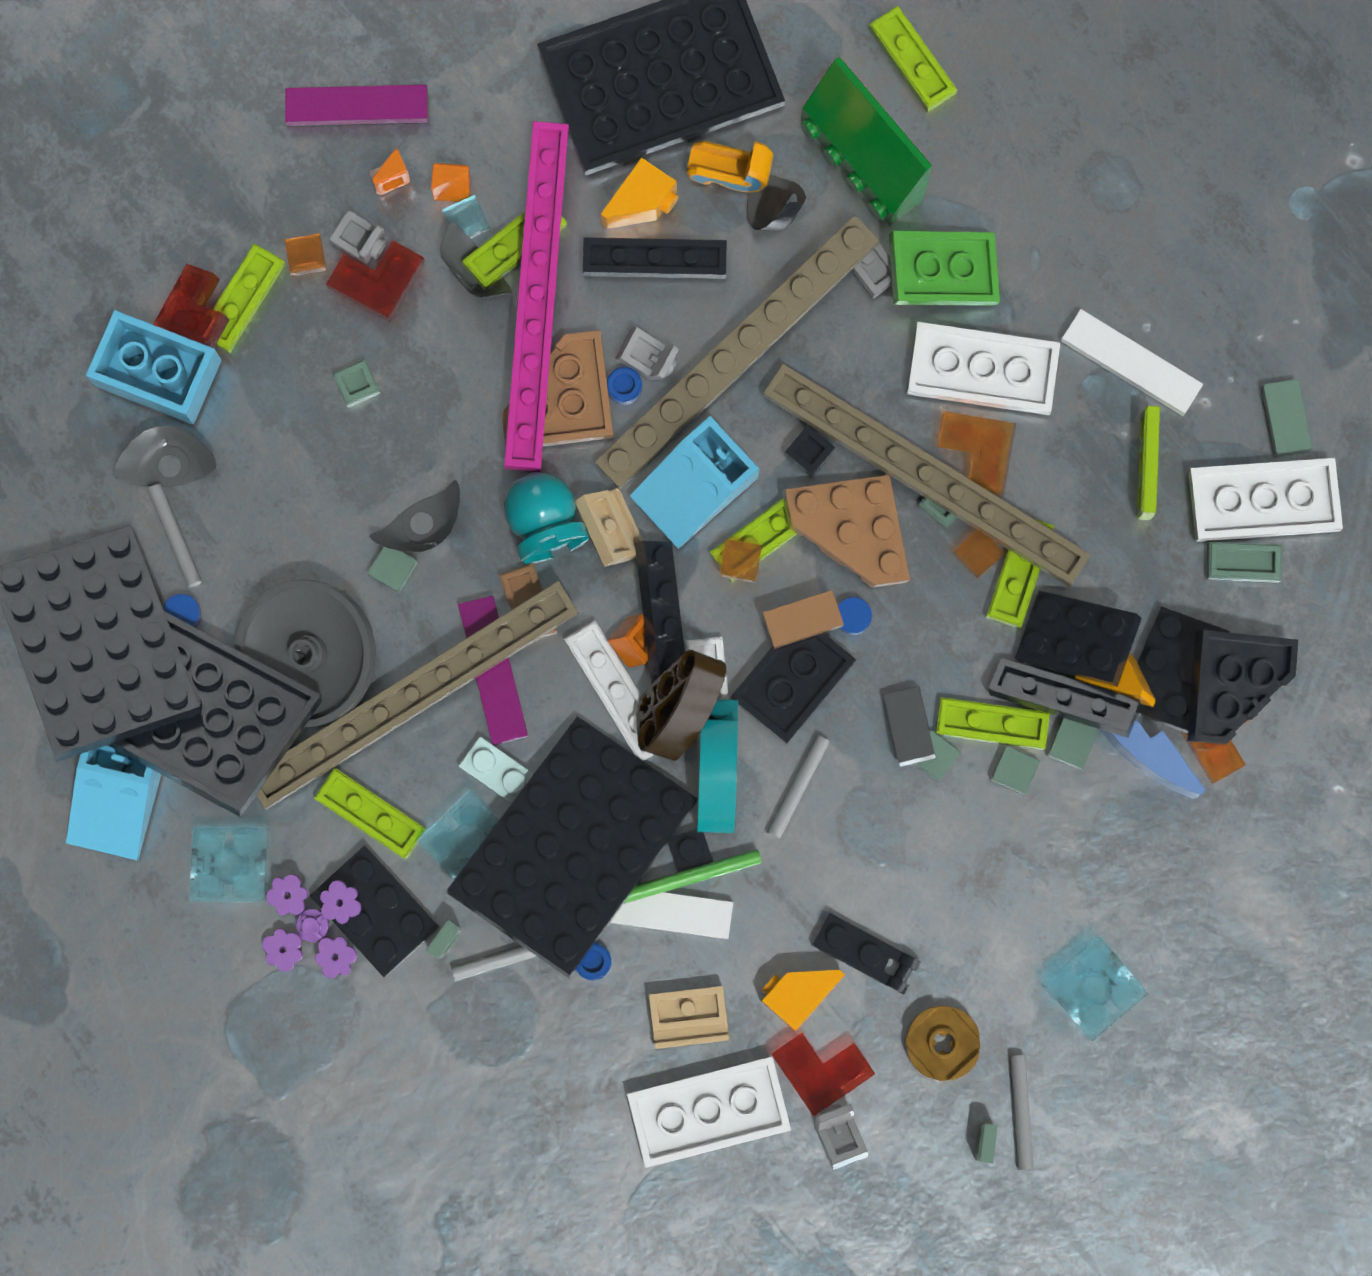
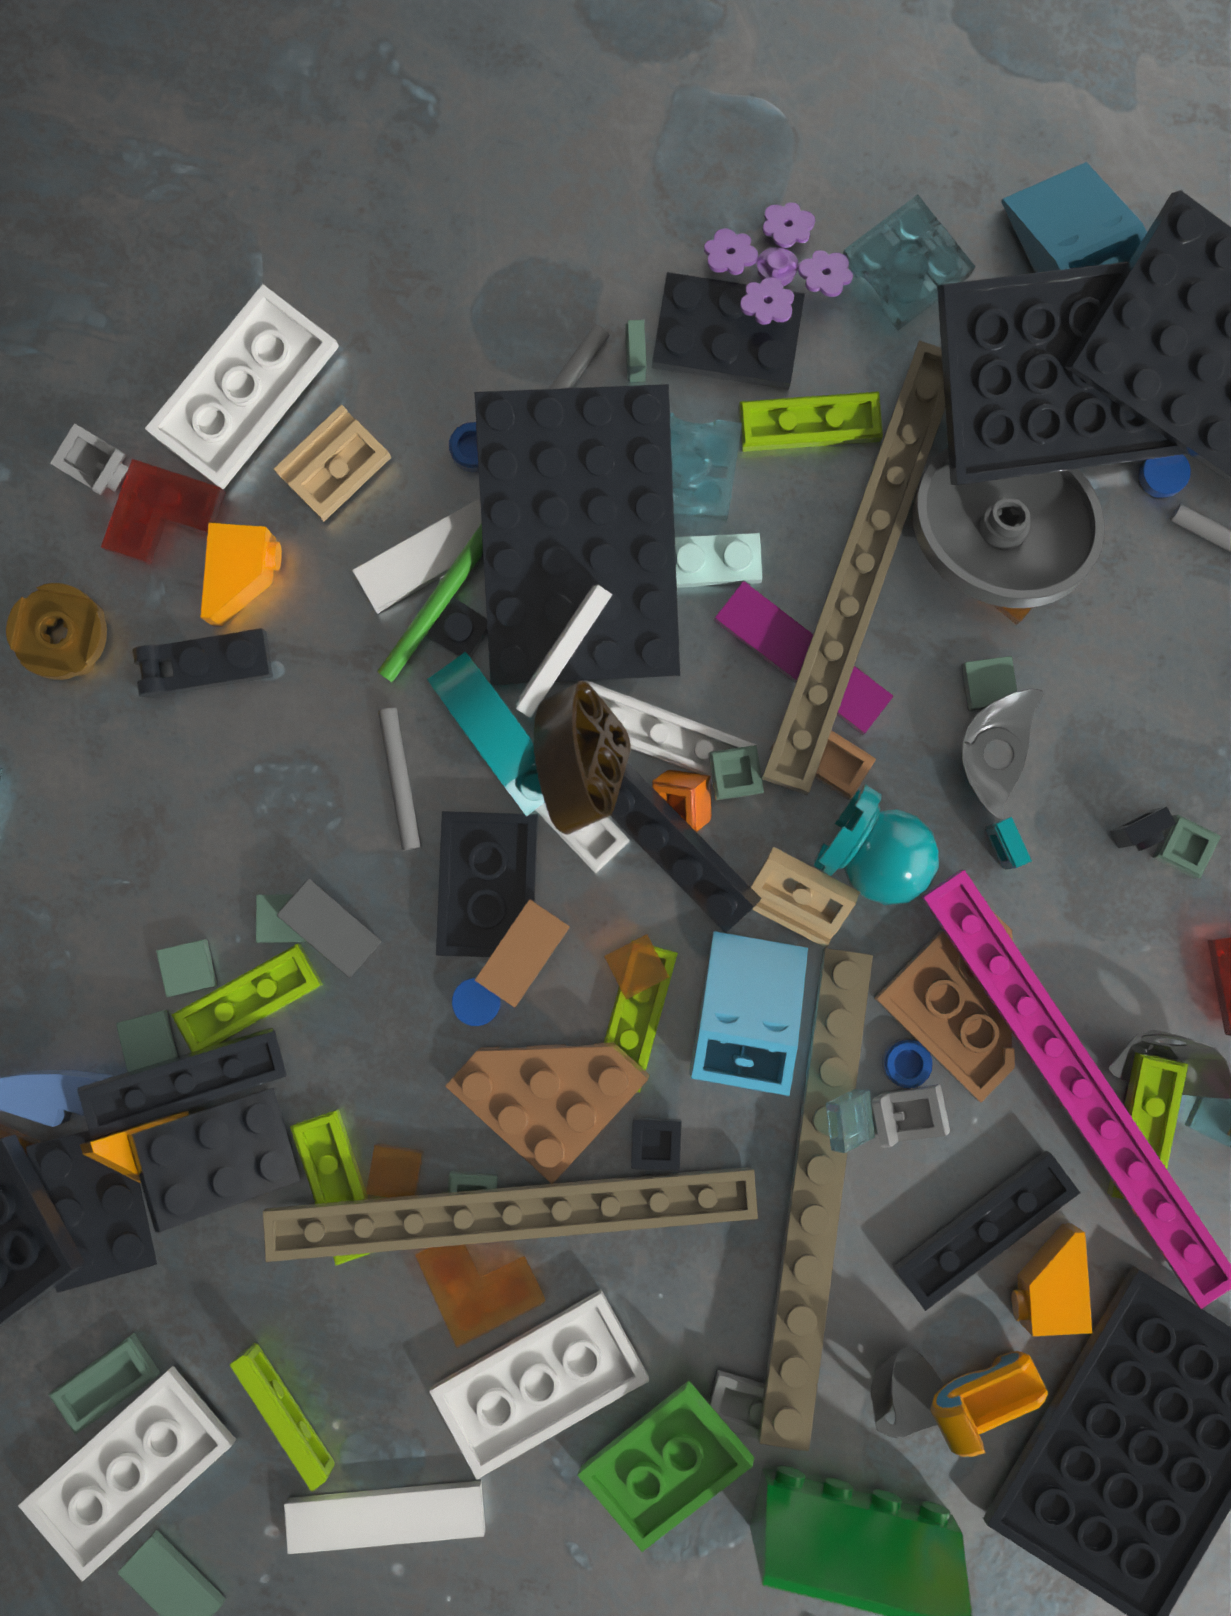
camera: 145 degrees right, 5 degrees up
(375, 411) = (1144, 830): none -> black plate
(462, 464) = (1008, 844): none -> teal tile
(590, 630) = (736, 772): none -> sand green tile
(638, 778) = (562, 650): none -> white tile
(685, 376) = (850, 1120): none -> clear light blue tile

